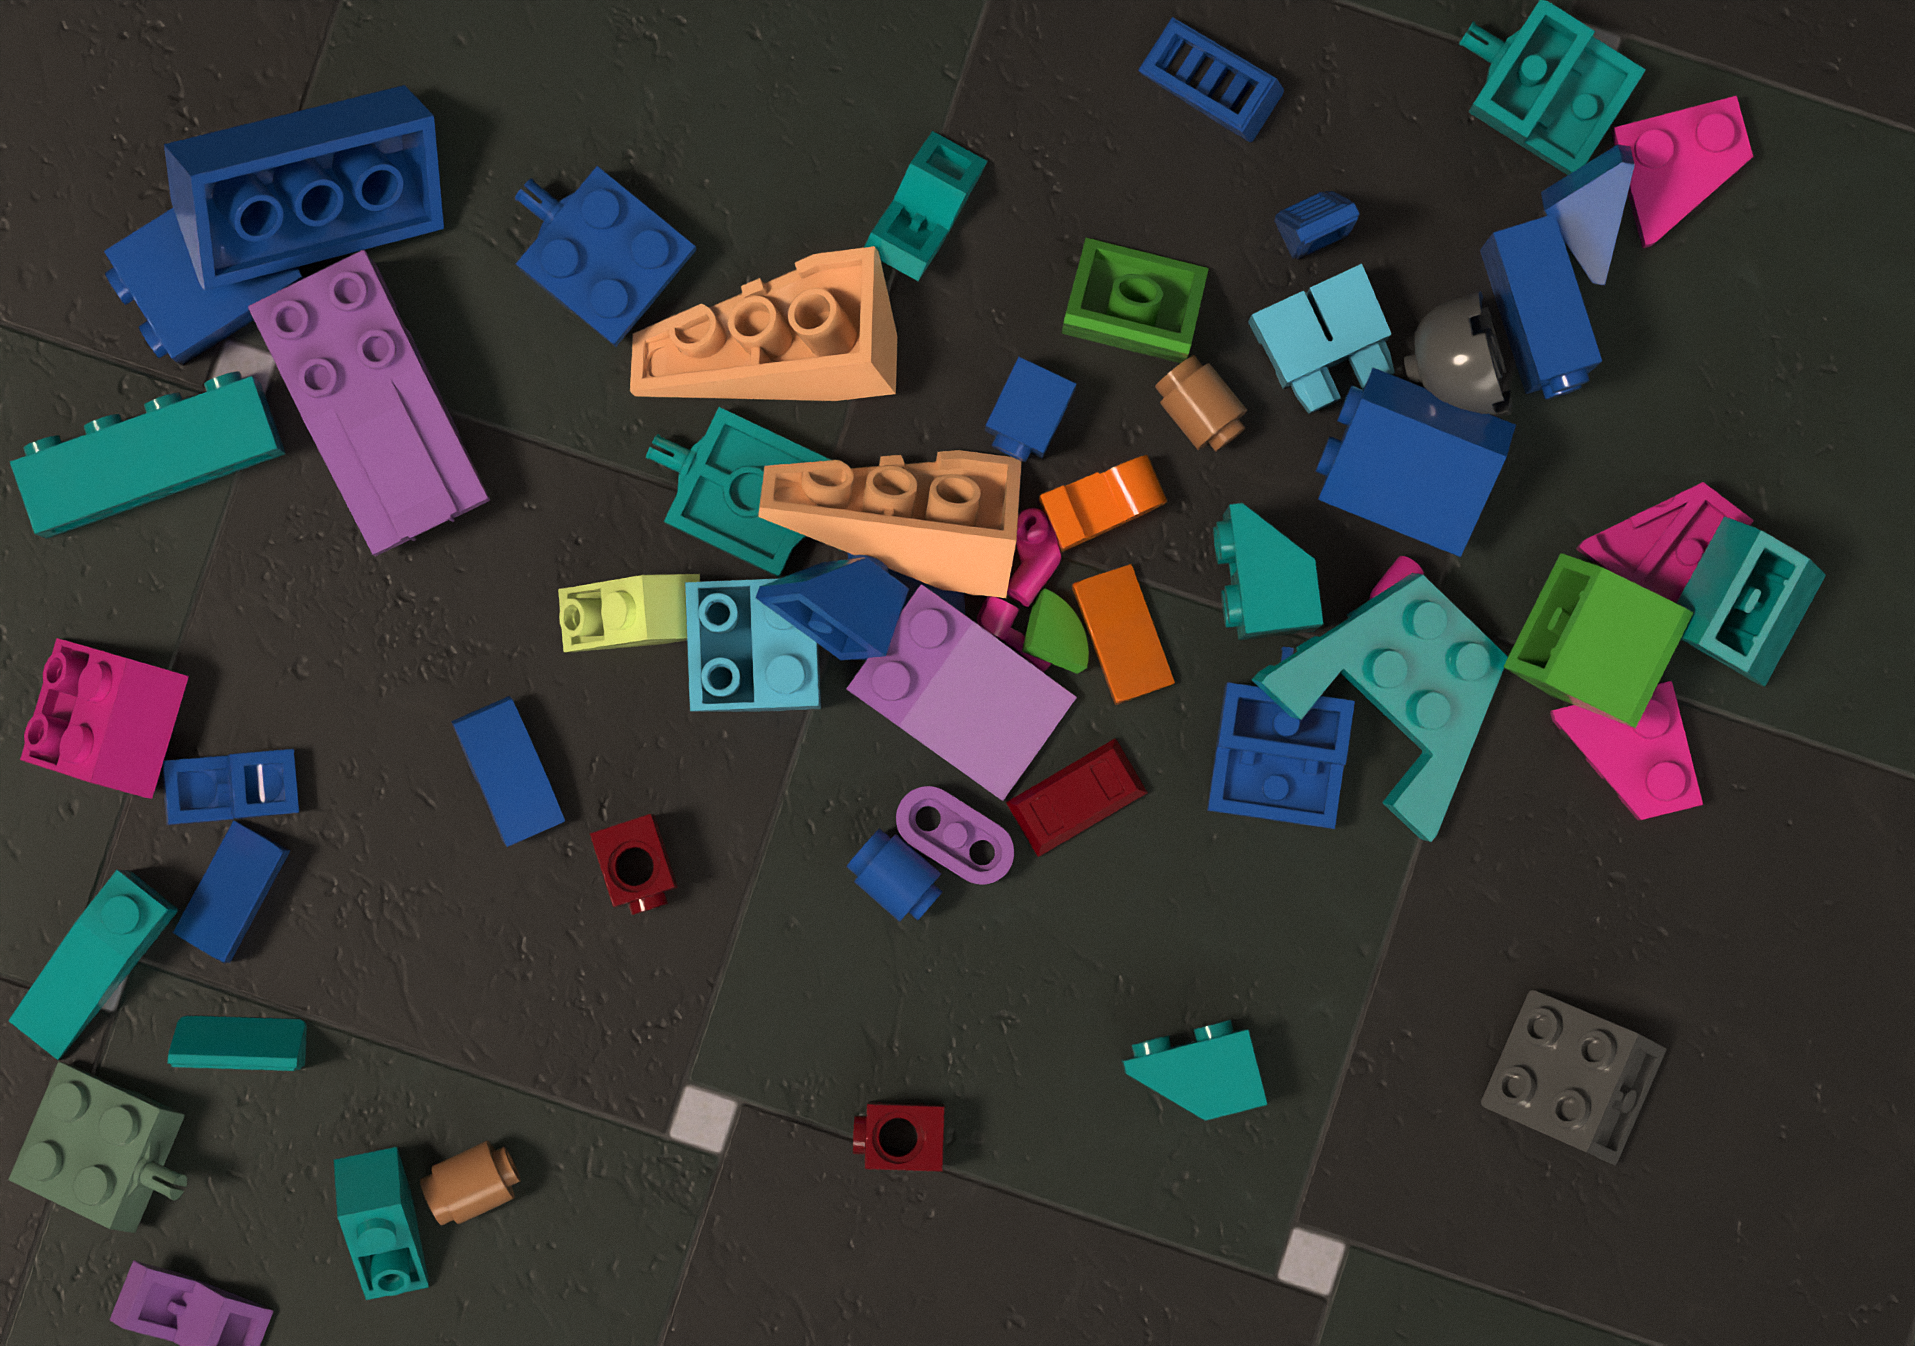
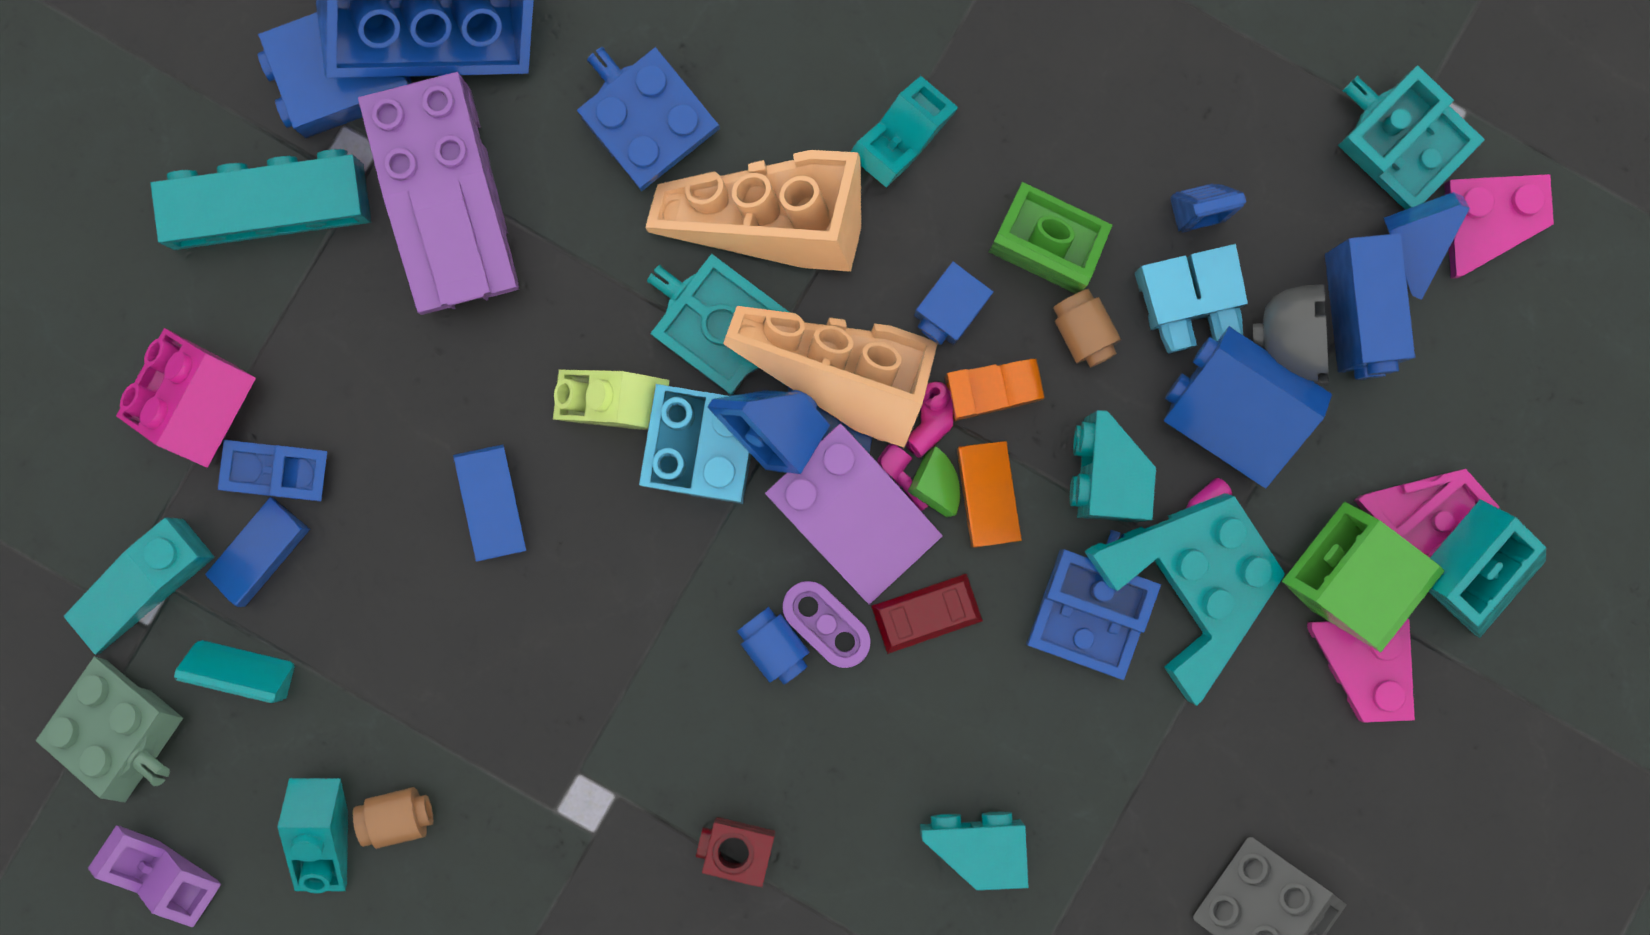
camera: 10 degrees right, 0 degrees up
(614, 842) = (559, 575): dark red brick -> none
(1256, 109) = (1173, 80): blue slope -> none

